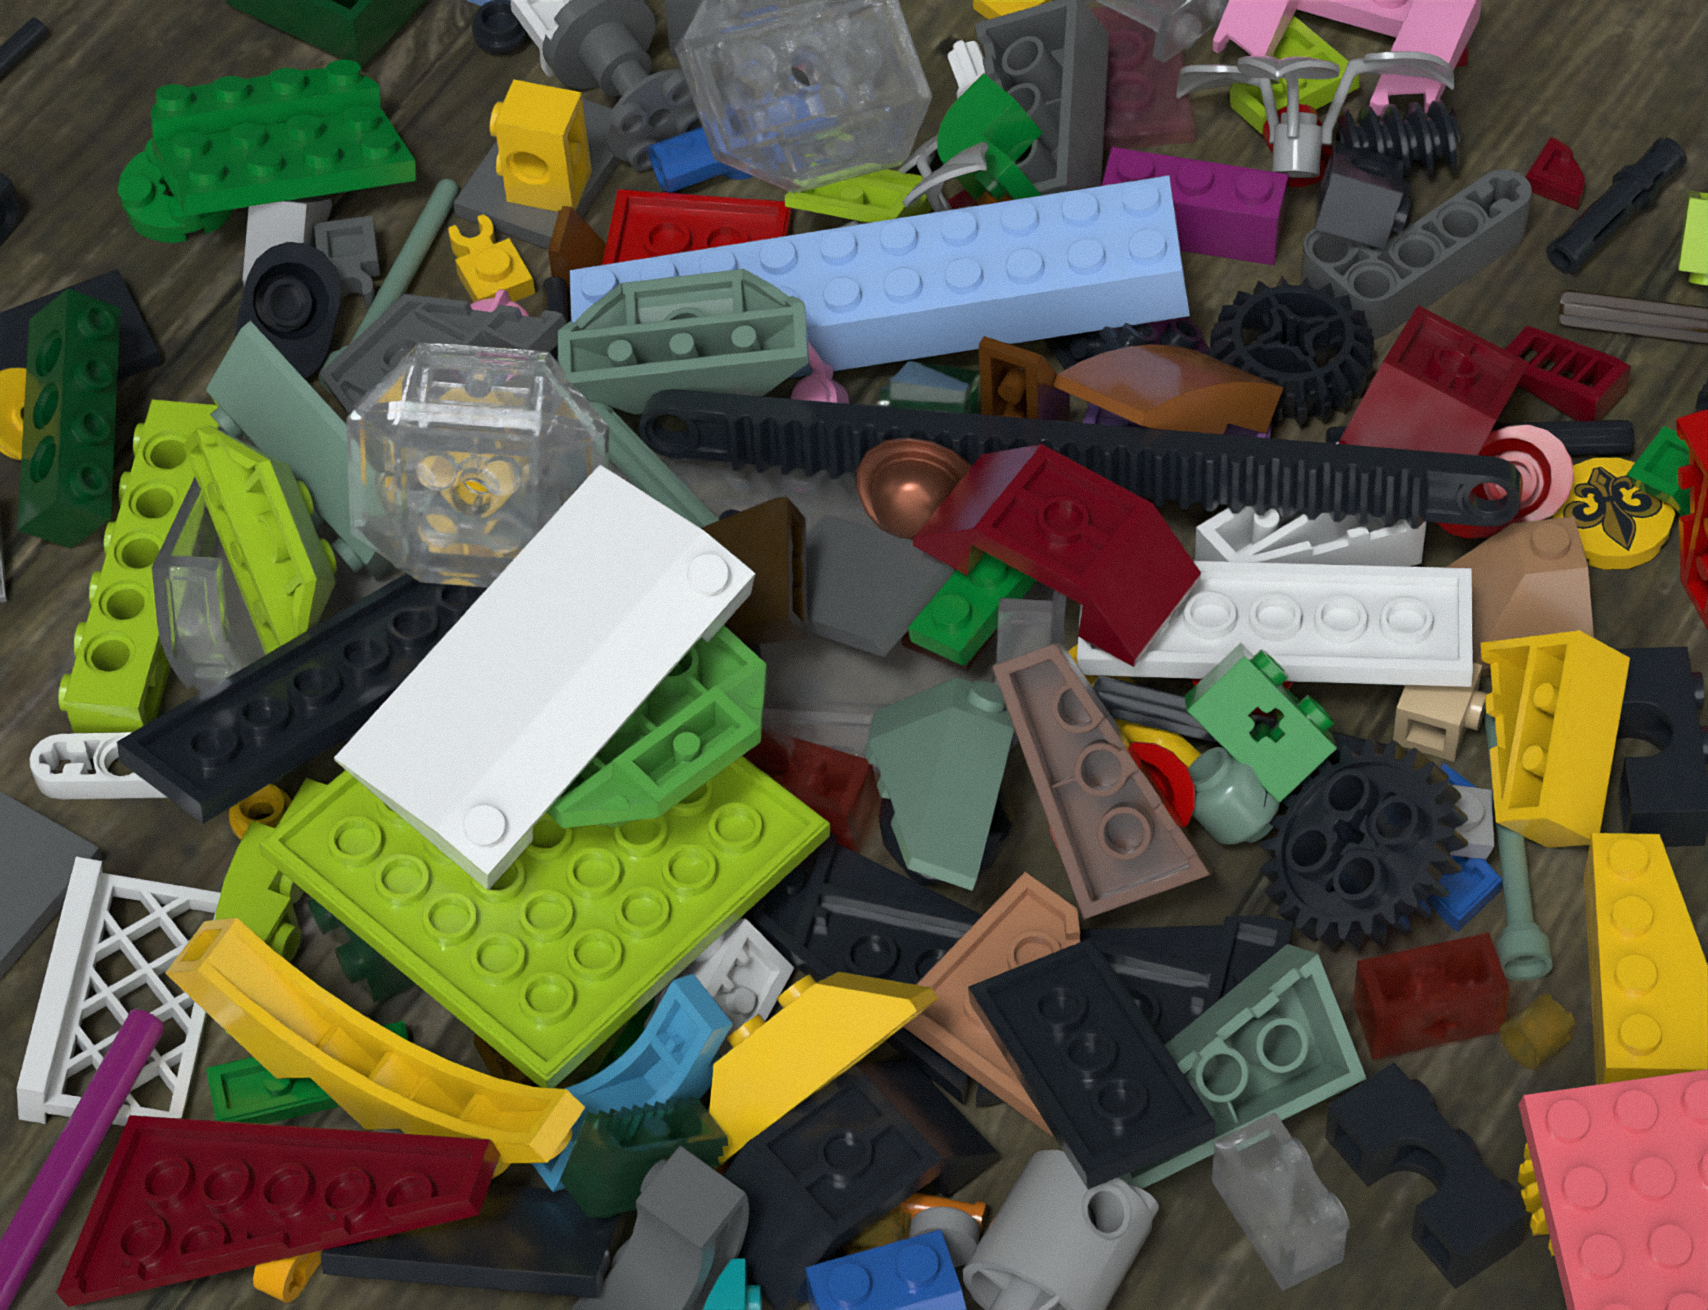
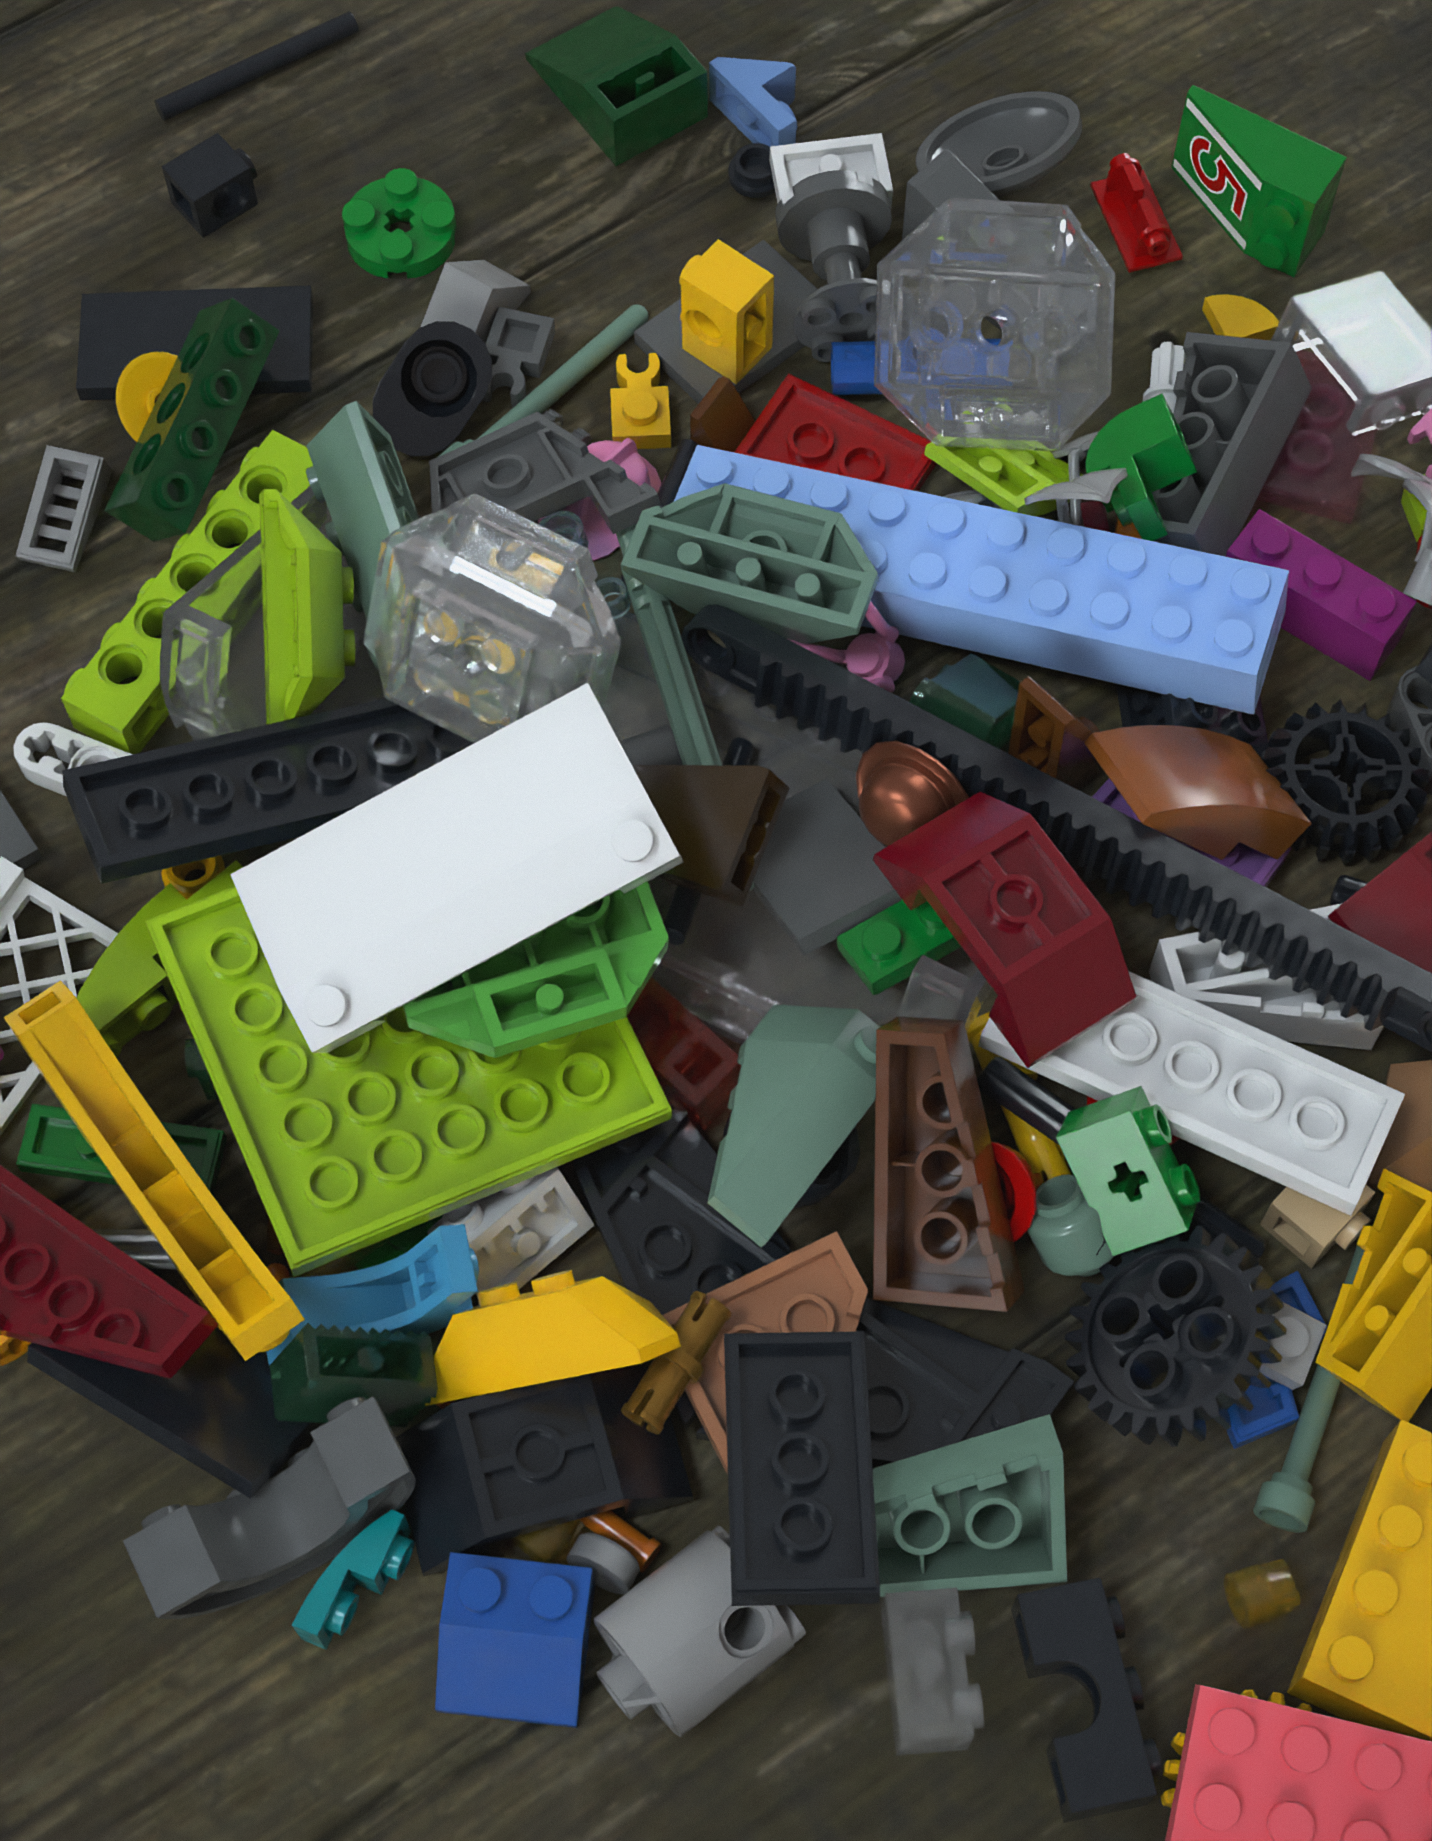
camera: 20 degrees right, 10 degrees up
(275, 138) = (497, 212): green plate -> none
(936, 1029) = (673, 1371): none -> pearl gold pin
(1430, 995) = (1170, 1518): clear red brick -> none

